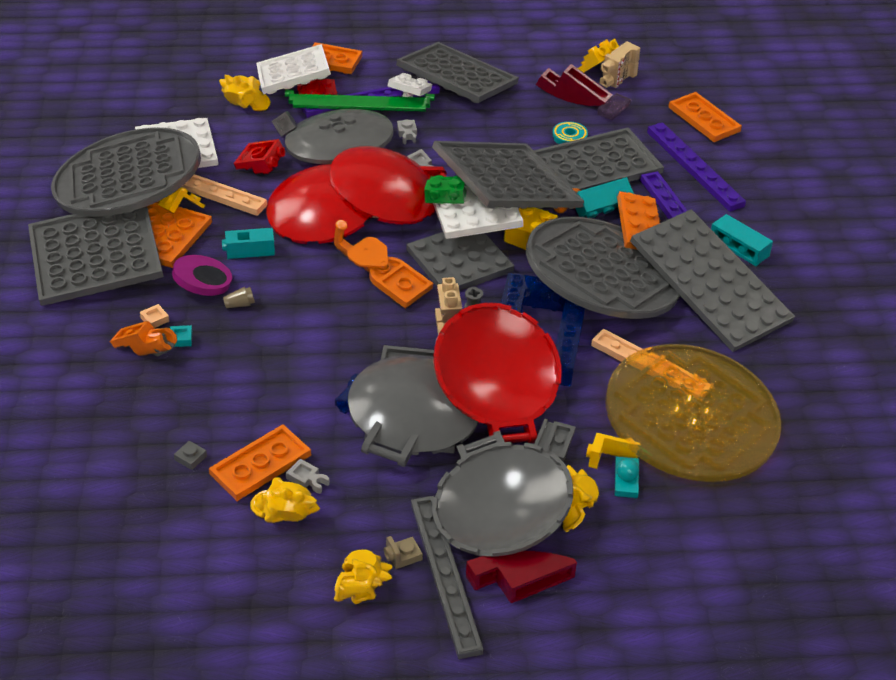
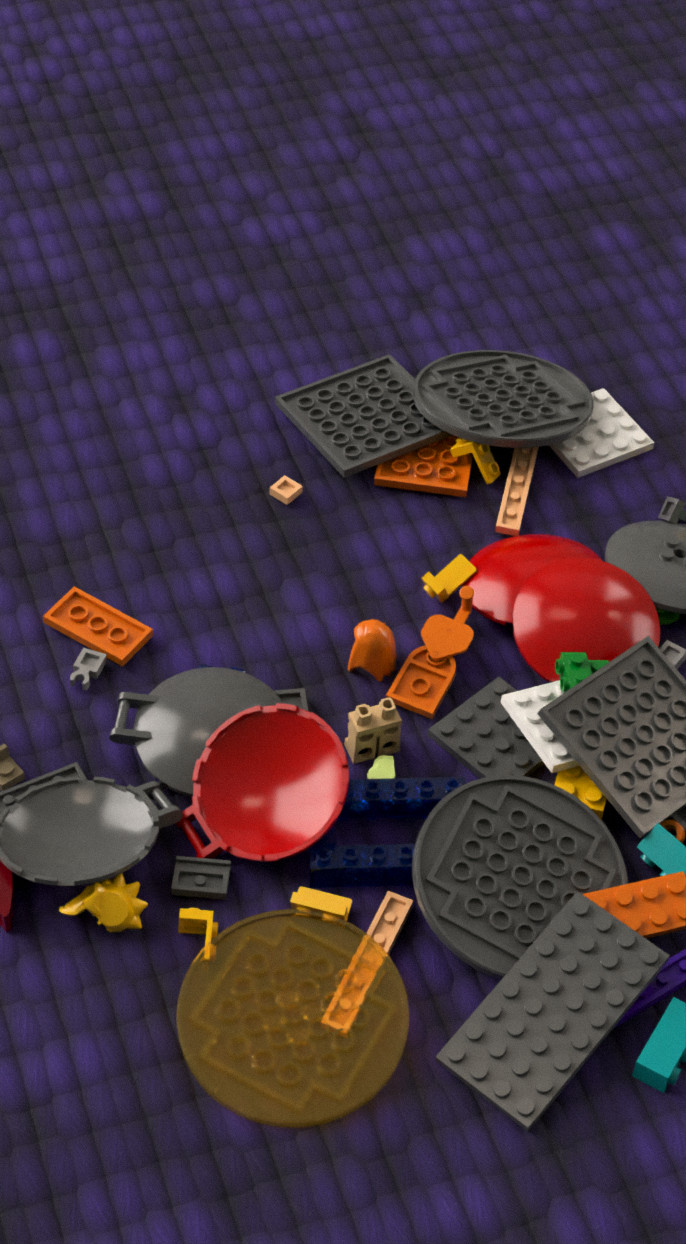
camera: 75 degrees right, 5 degrees up
(145, 339) = (239, 489): orange plate -> none
(183, 335) = (263, 518): teal plate -> none
(190, 455) = (96, 571): dark grey plate -> none
(202, 275) = (362, 508): magenta piece -> none
(239, 298) = (342, 551): dark tan cone -> none
(249, 243) = (436, 535): teal brick -> none
(260, 156) = (599, 506): red plate -> none
(284, 502) = (39, 654): yellow head -> none
(301, 244) = (448, 579): none -> yellow bracket
(366, 288) = (373, 649): none -> orange hair
(473, 296) = (413, 761): dark grey bush -> none
(598, 376) = (321, 902): none -> yellow bracket
(626, 477) = (165, 959): teal tile -> none

